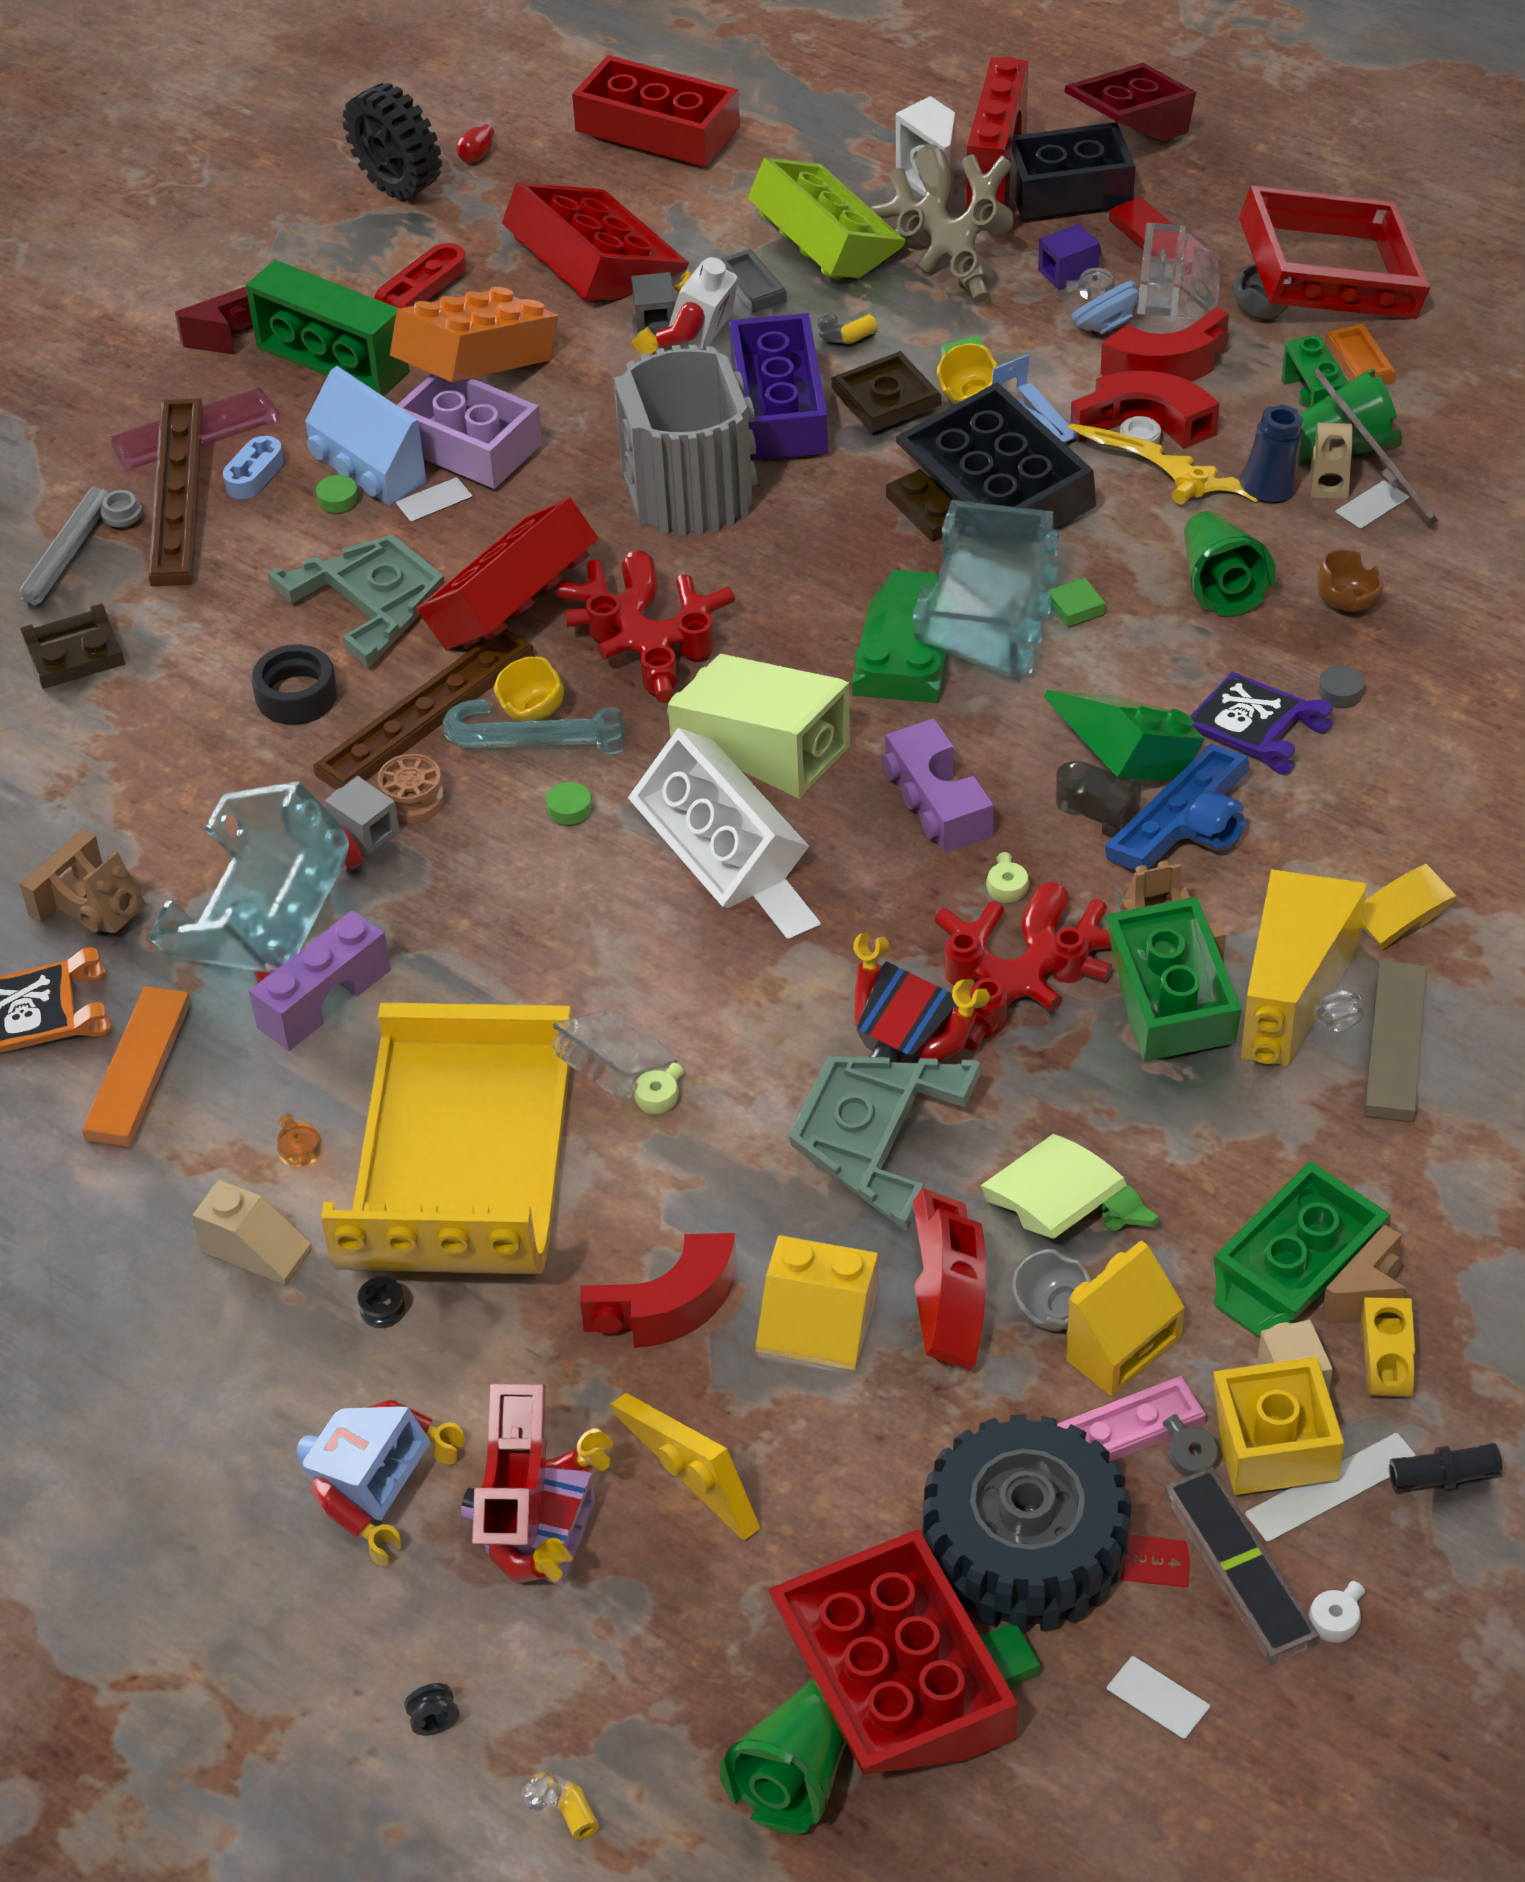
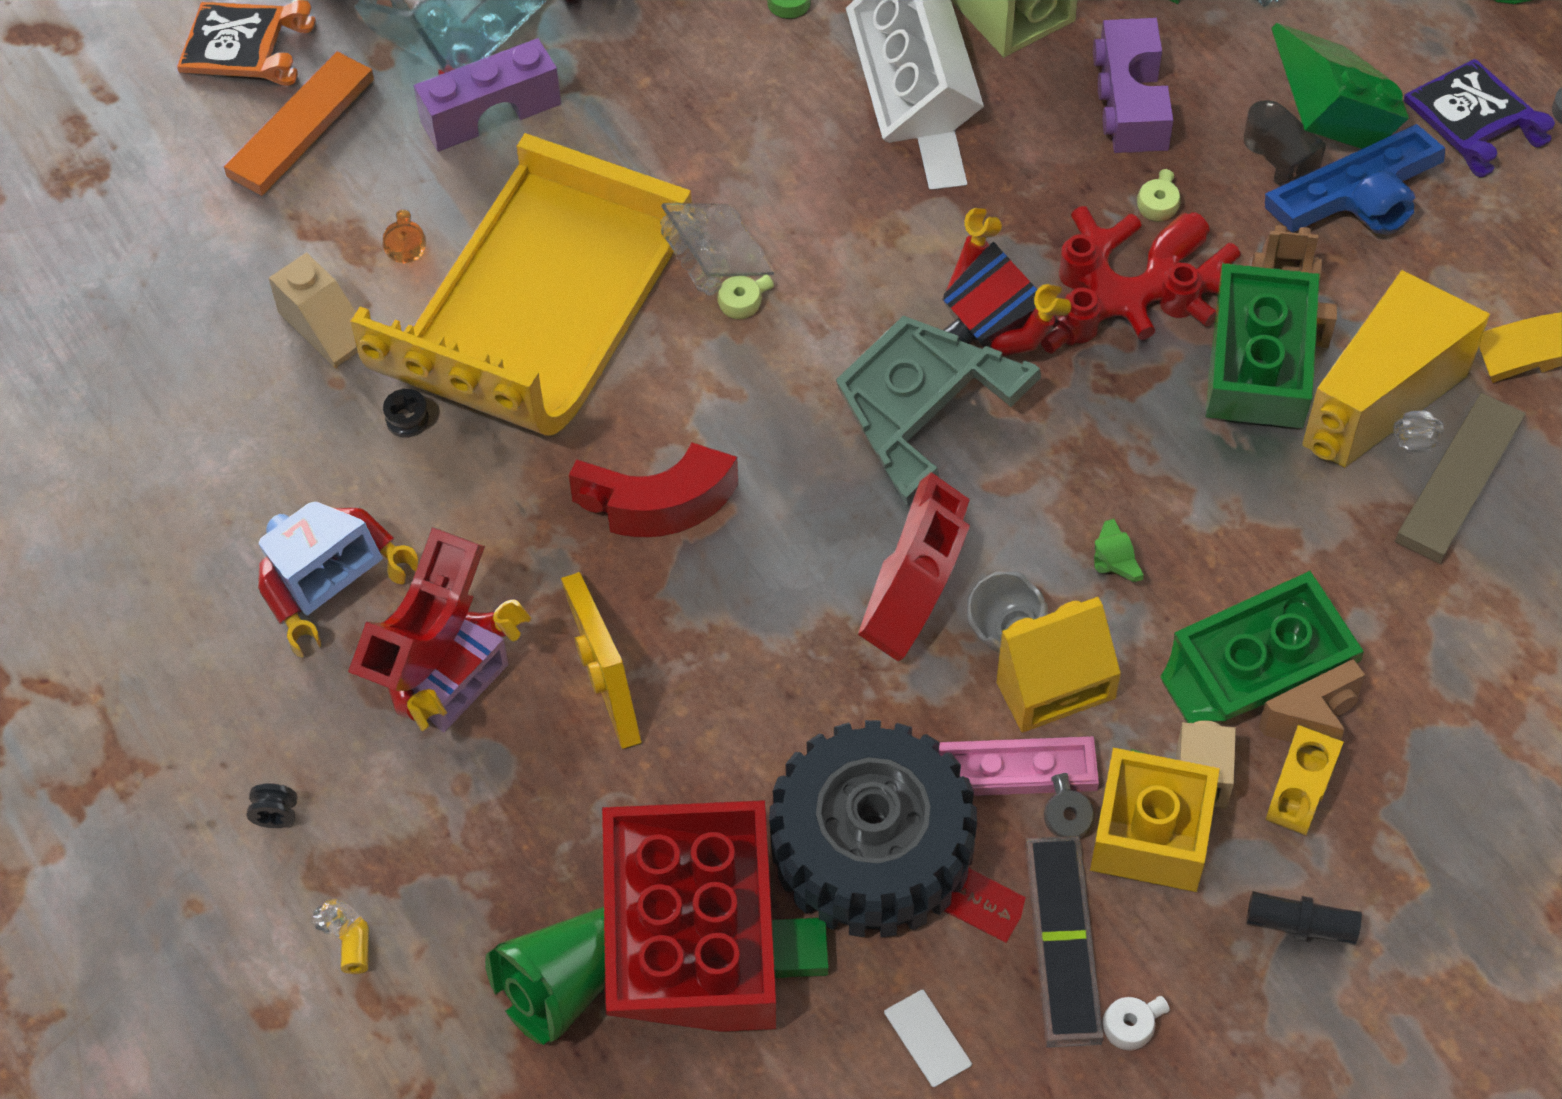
camera: 20 degrees right, 10 degrees up
(817, 1302) = (787, 548): yellow slope -> none
(1053, 1185) = (1059, 511): yellowish green slope -> none
(1308, 1501) = (1214, 893): white sticker -> none

